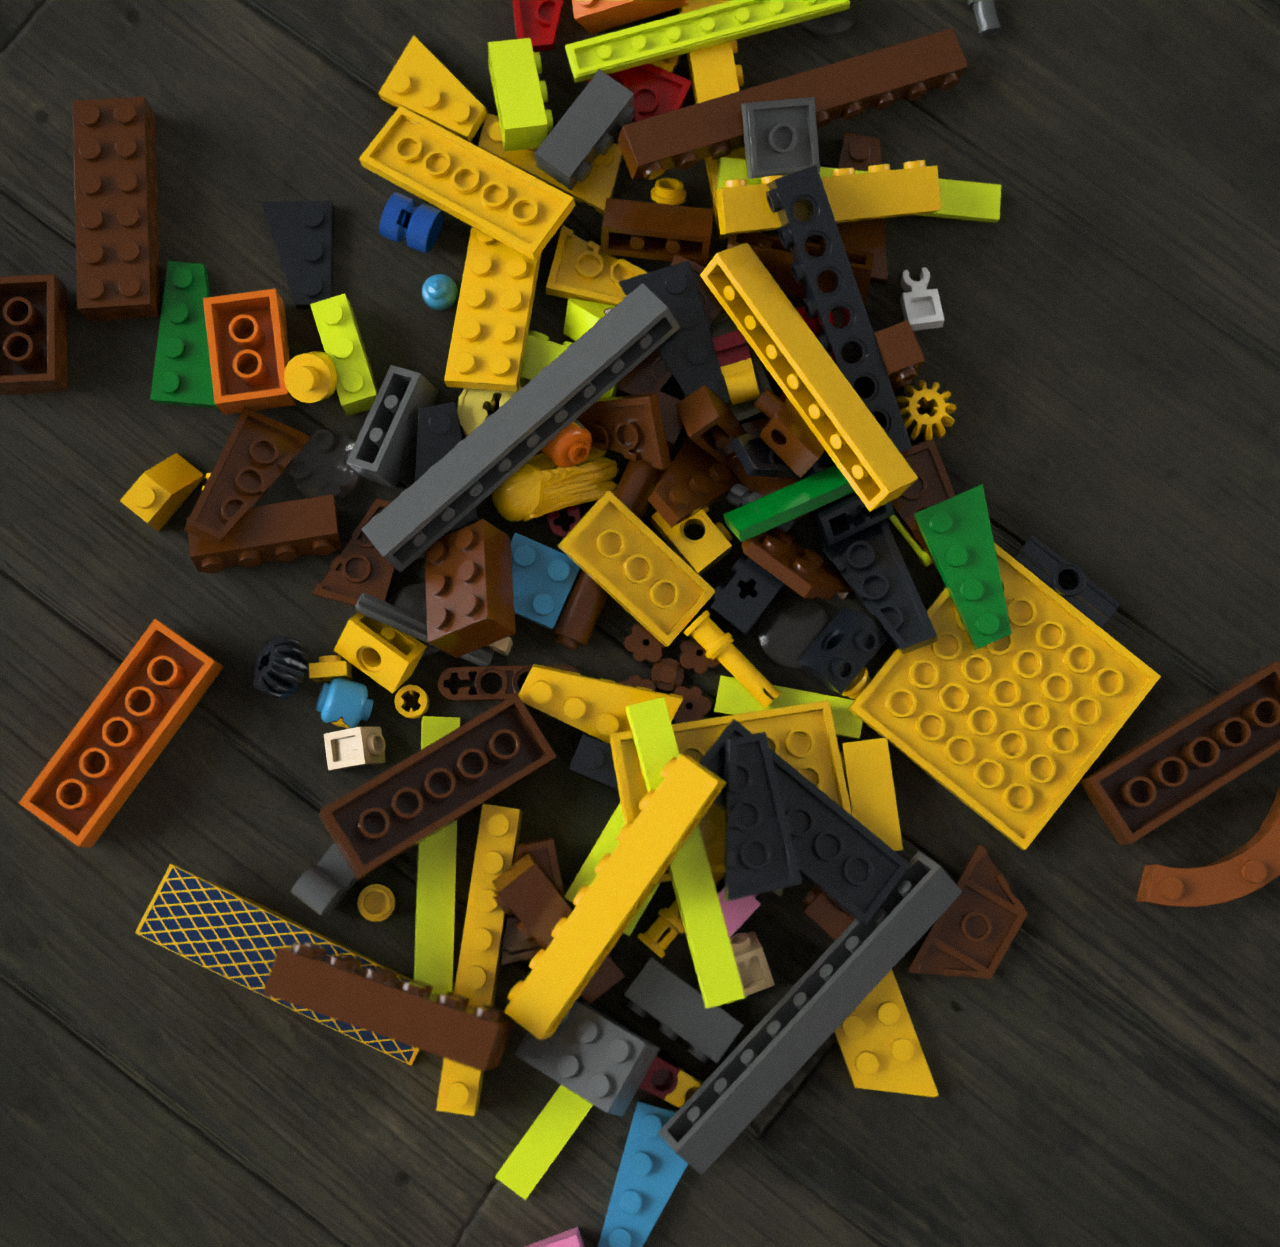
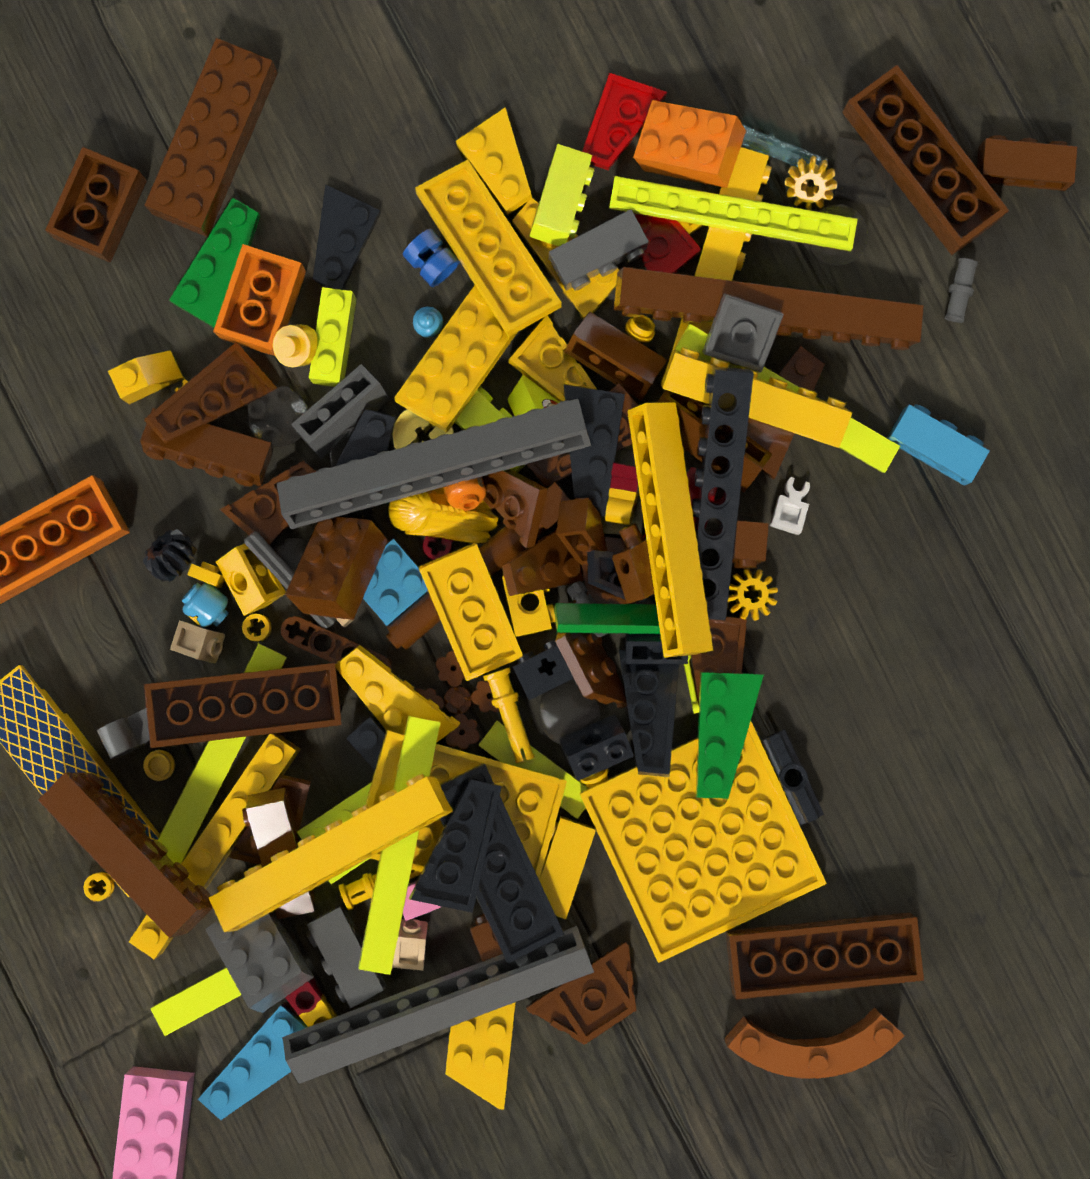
camera: 25 degrees right, 5 degrees up
(367, 1059) = (110, 885): none -> yellow bush
(1040, 164) = (938, 444): none -> dark azure brick

